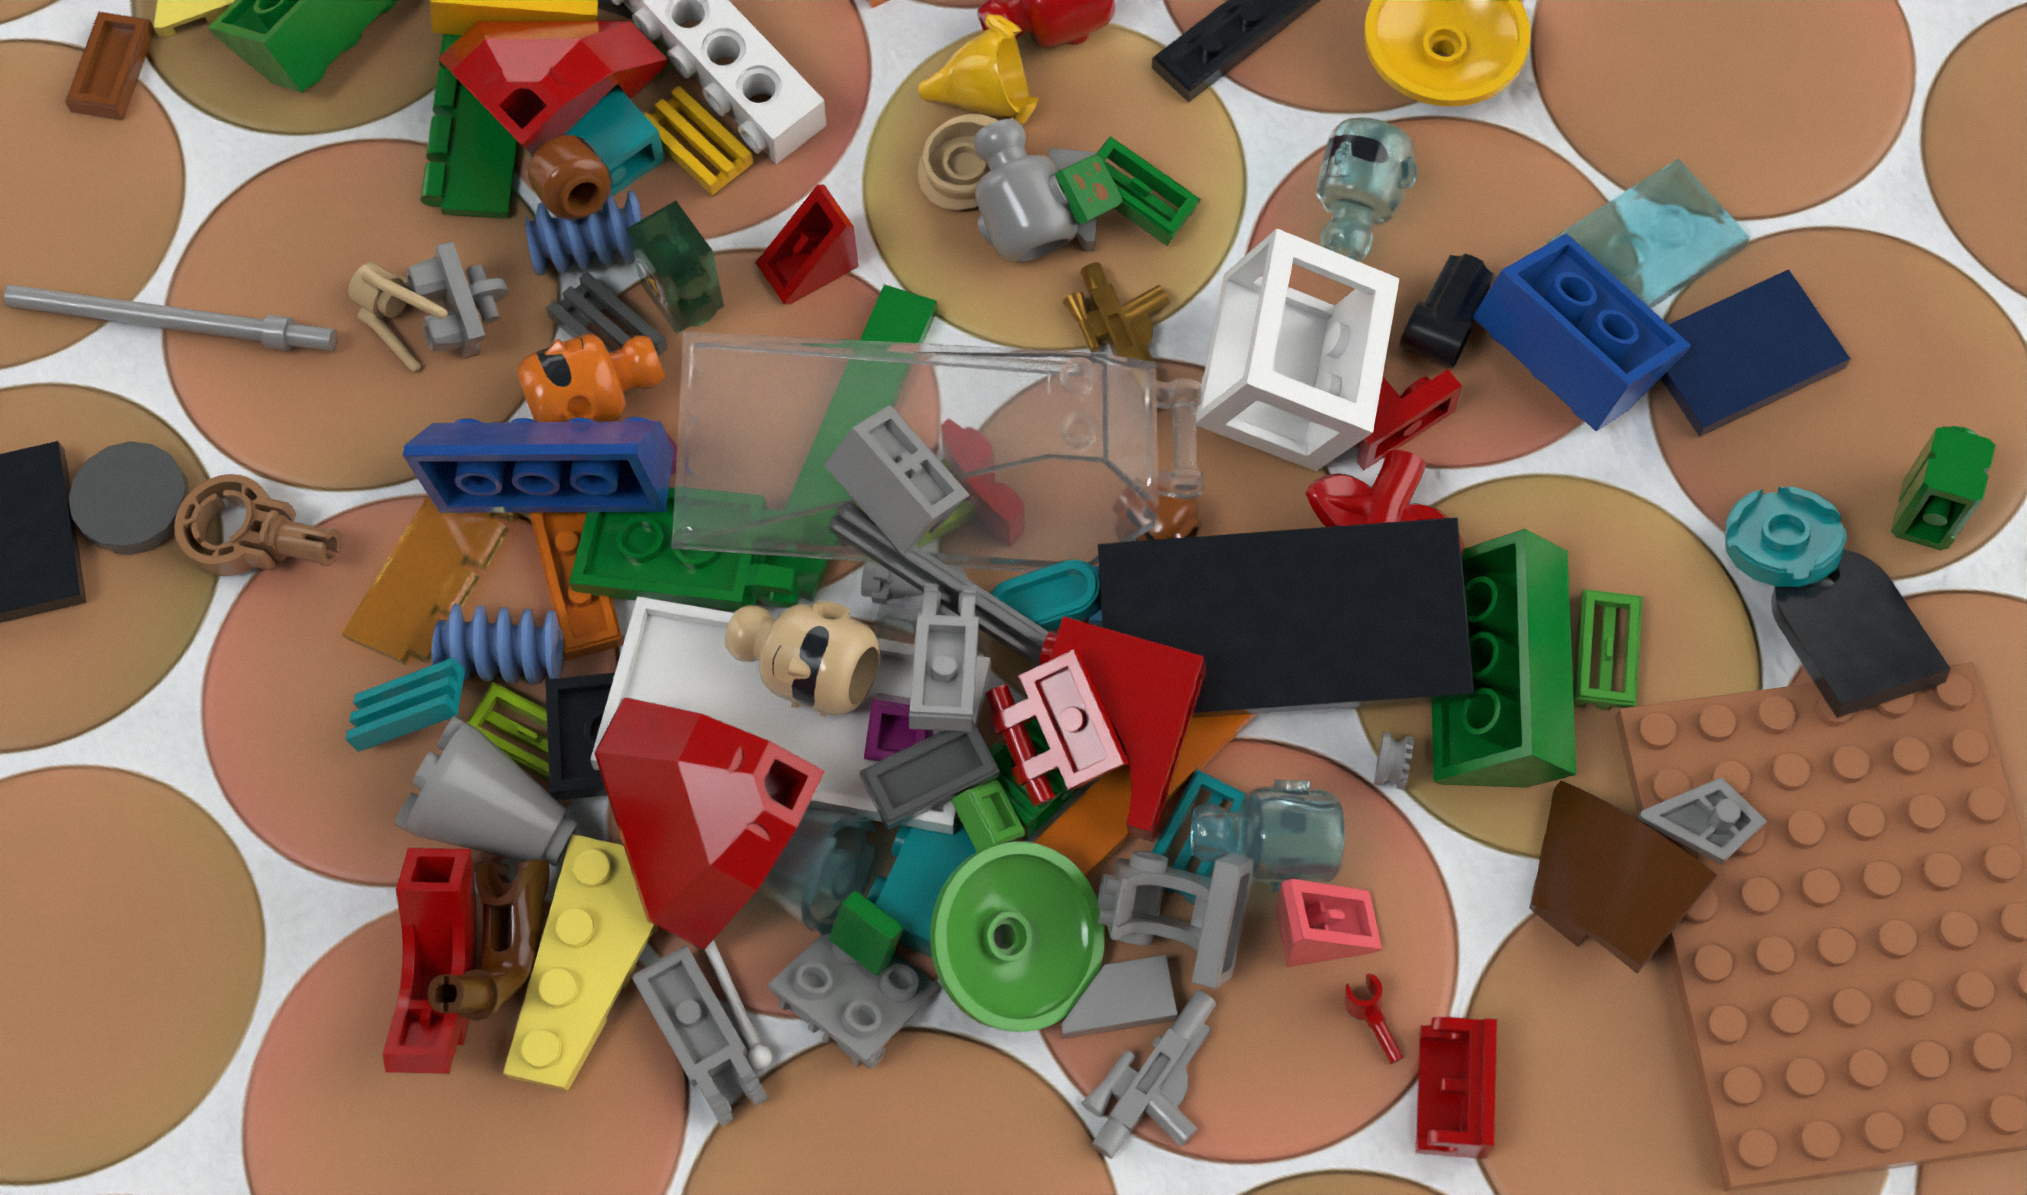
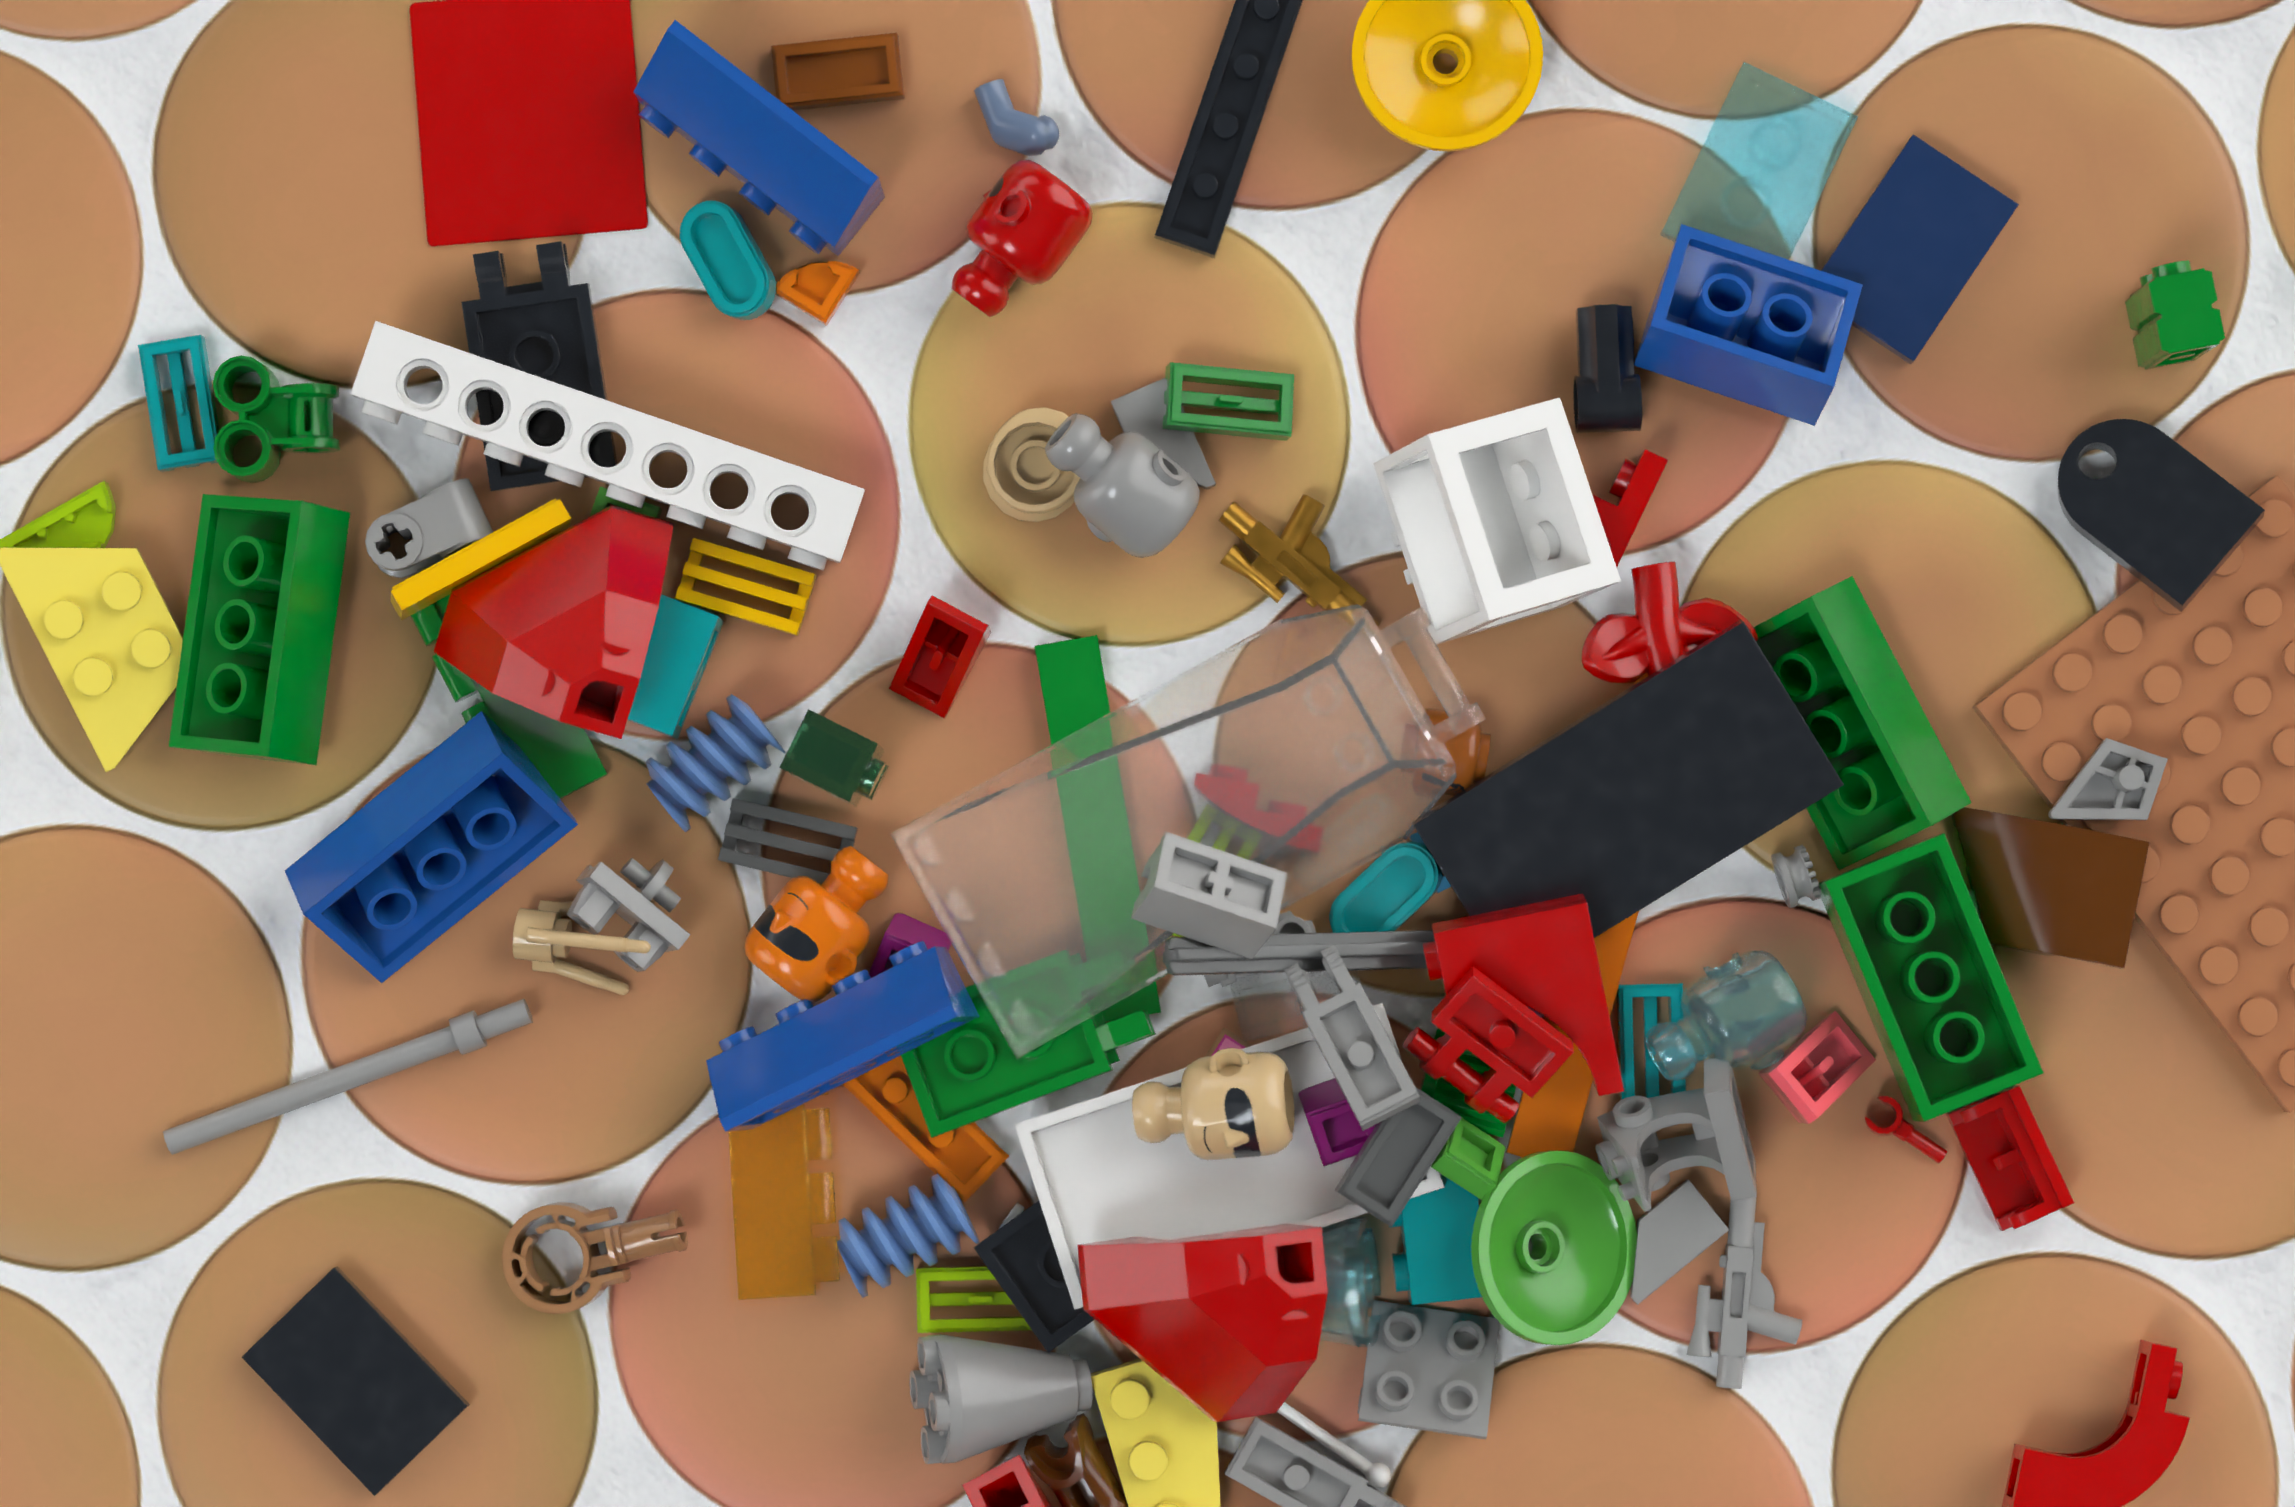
camera: 30 degrees left, 20 degrees up
(110, 65) = (86, 835): dark orange tile -> none
(128, 497) = (440, 1282): dark grey tile -> none
(339, 186) = (429, 848): none -> blue slope
(406, 704) = (814, 1349): teal tile -> none
(569, 177) = (679, 734): dark orange head -> none
(866, 933) = (1418, 1322): green tile -> none
(984, 75) = (1003, 361): yellow hat -> none
(1089, 189) = (1188, 445): green slope -> none
(1363, 182) = (1448, 272): clear light blue piece -> none
(1464, 892) = (1929, 978): none -> green brick
(1603, 696) = (1911, 657): bright green tile -> none
(1785, 537) = (2045, 439): teal tile -> none

